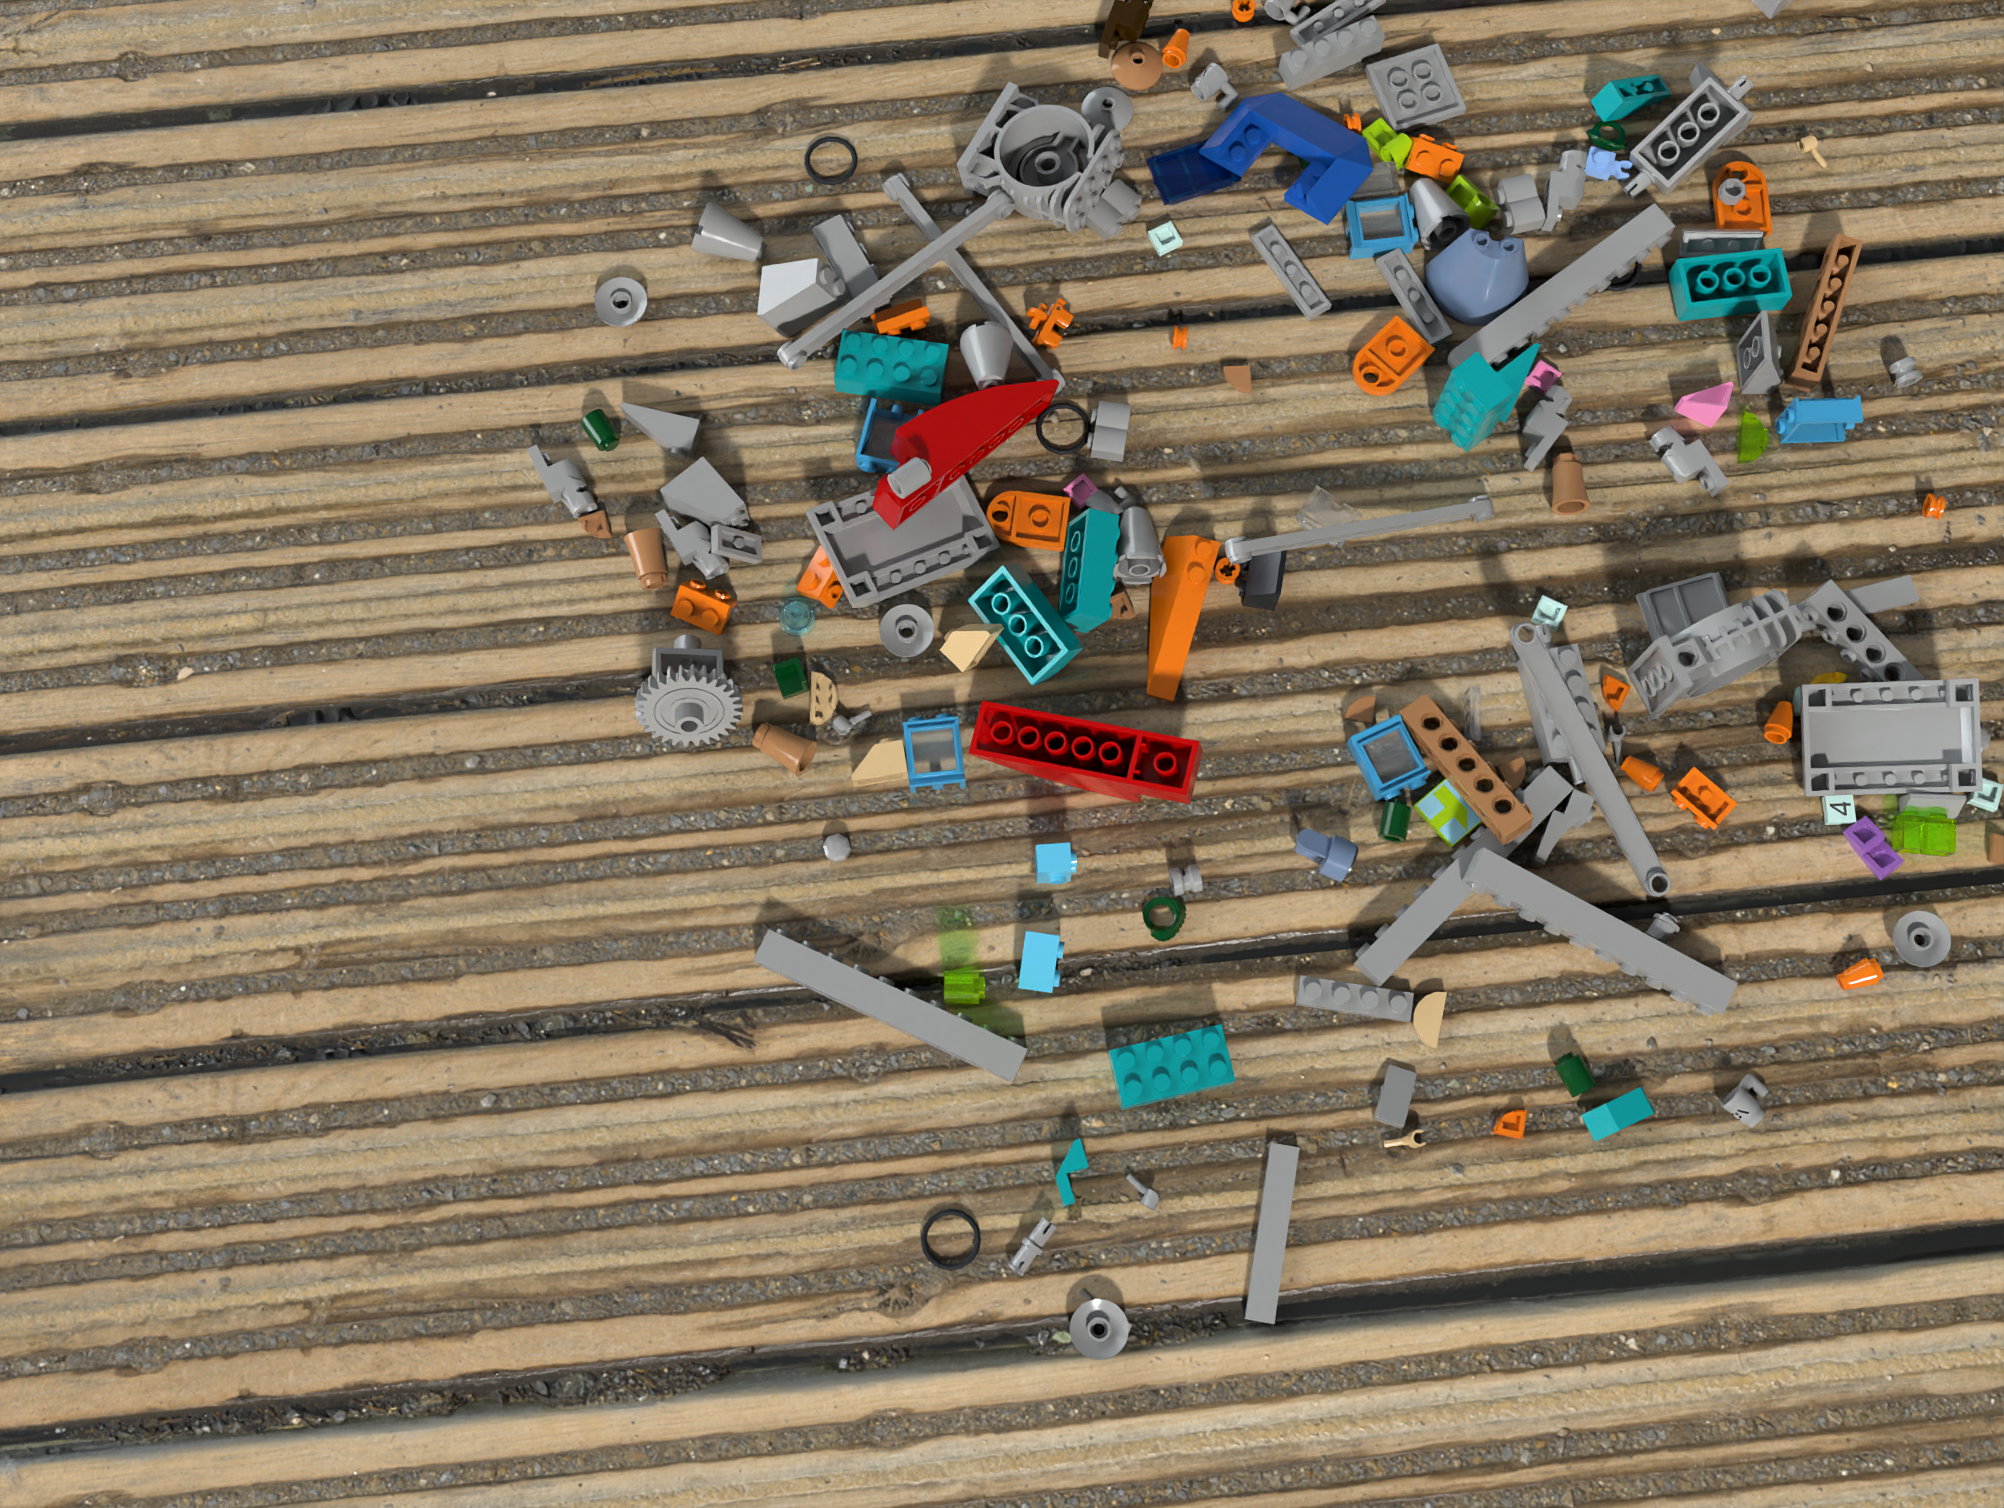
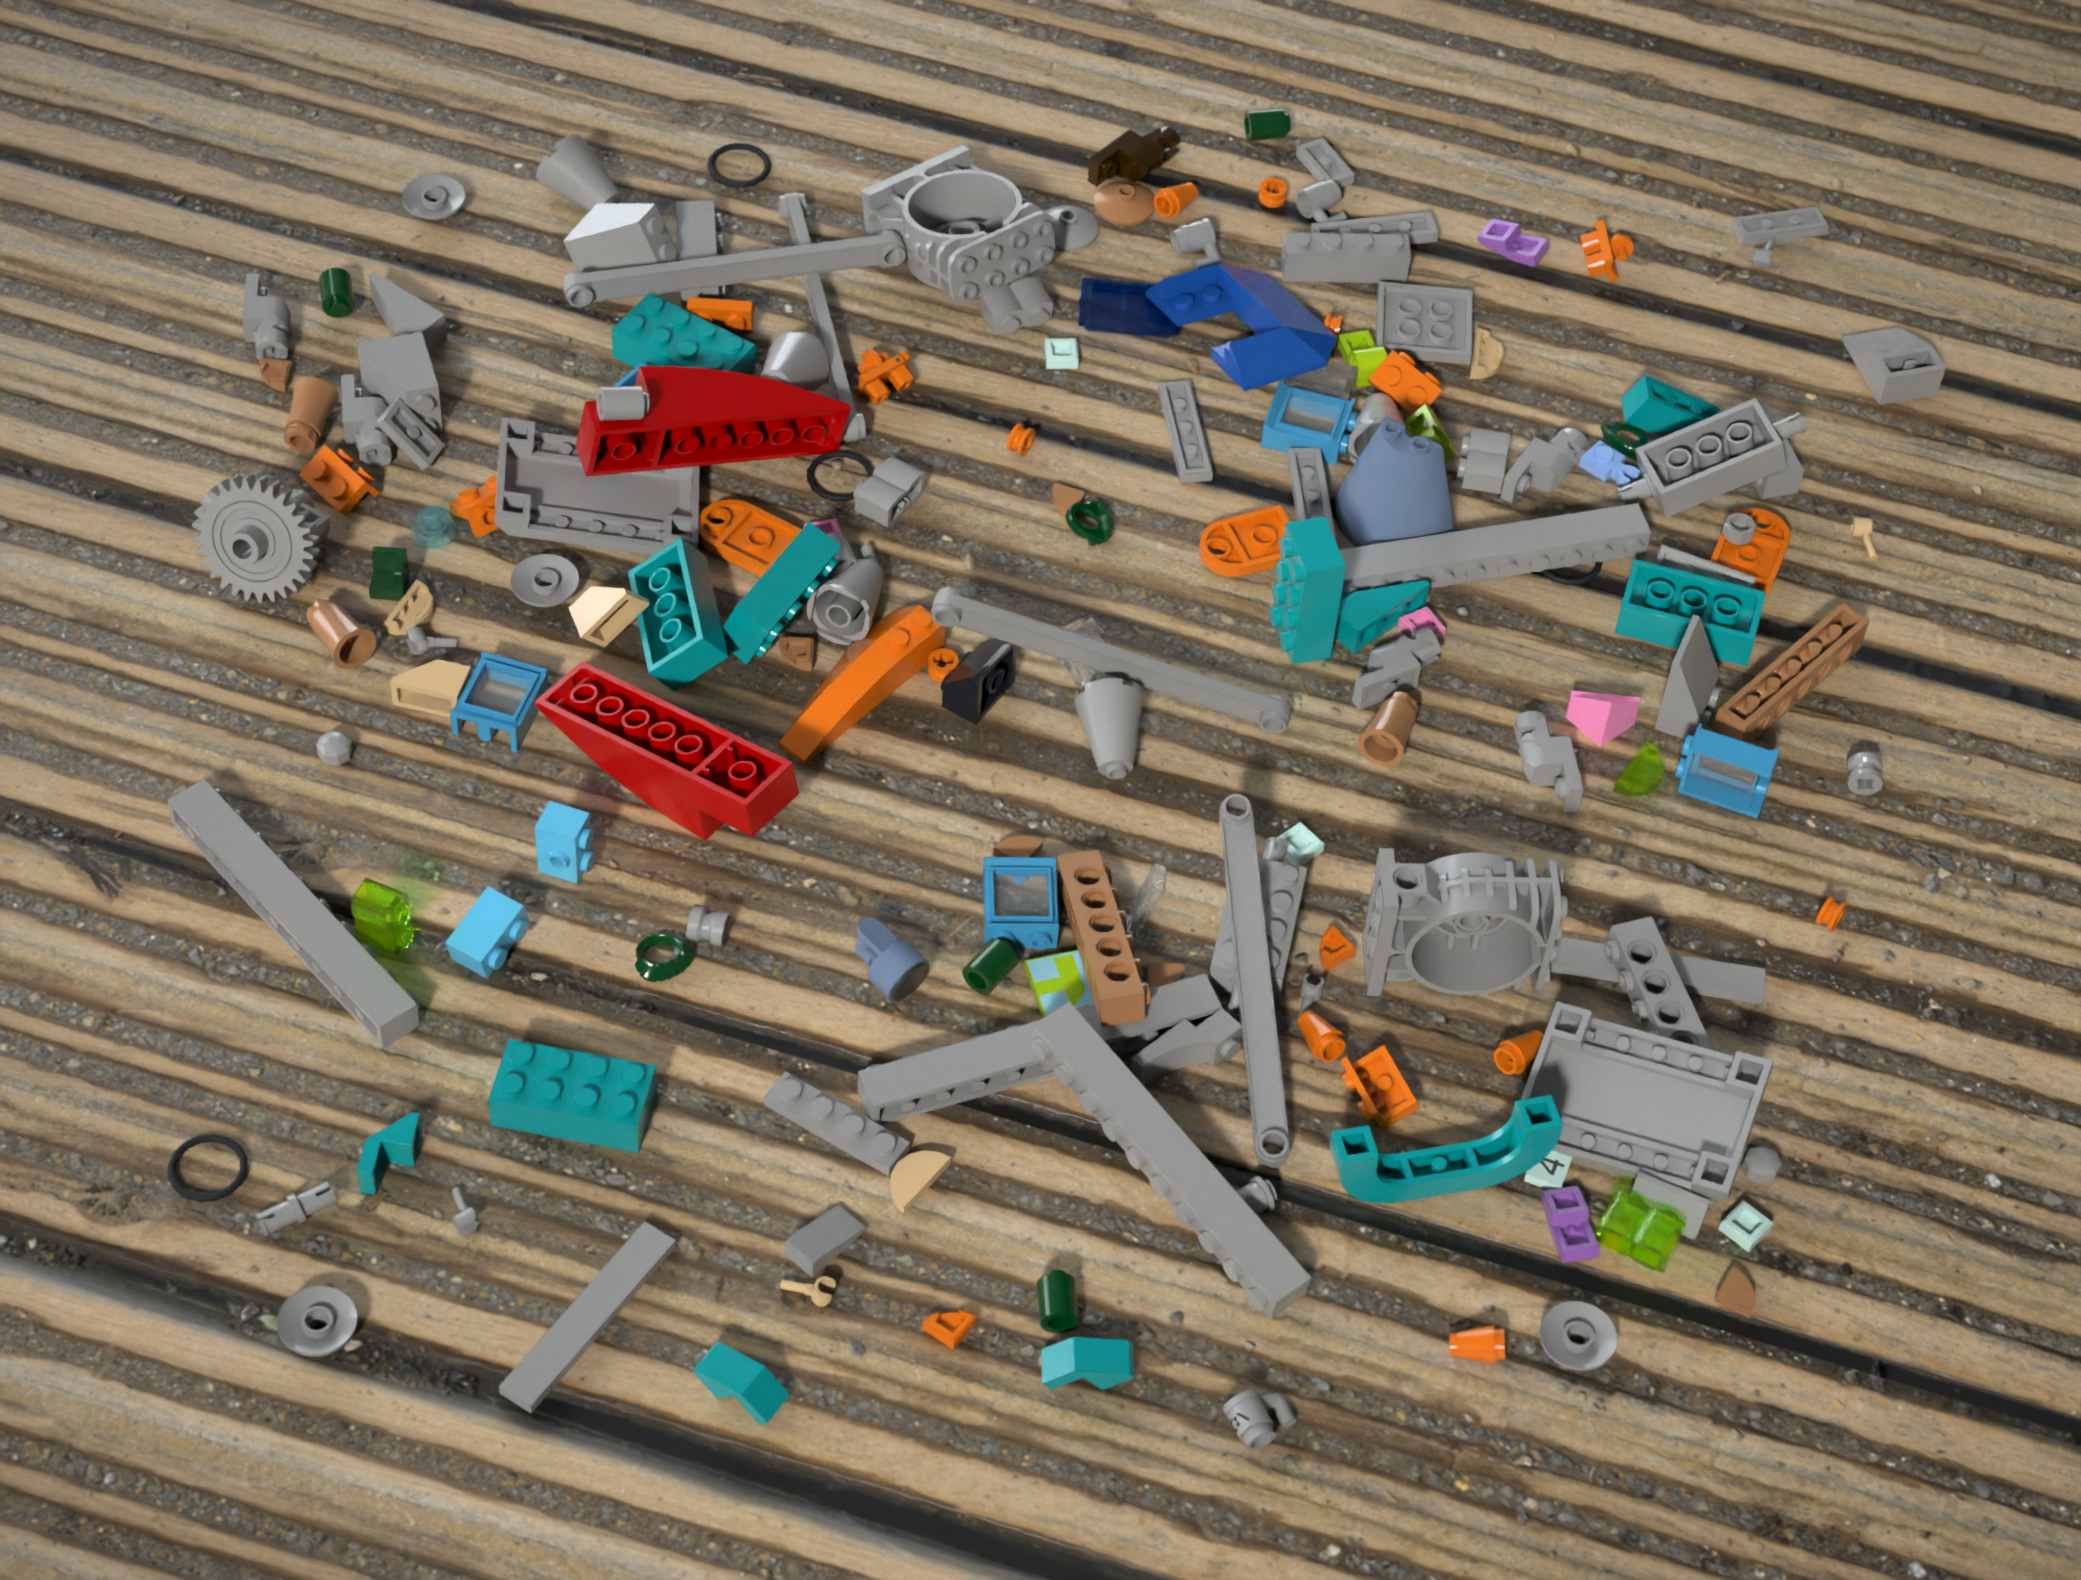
camera: 20 degrees right, 25 degrees down
(1268, 379) = (1096, 511): none -> dark green piece
(1379, 578) = (1111, 723): none -> light grey cone
(1402, 1238) = (736, 1375): none -> teal slope
(1473, 97) = (1486, 355): none -> tan tile
(1787, 840) = (1448, 1168): none -> teal arch

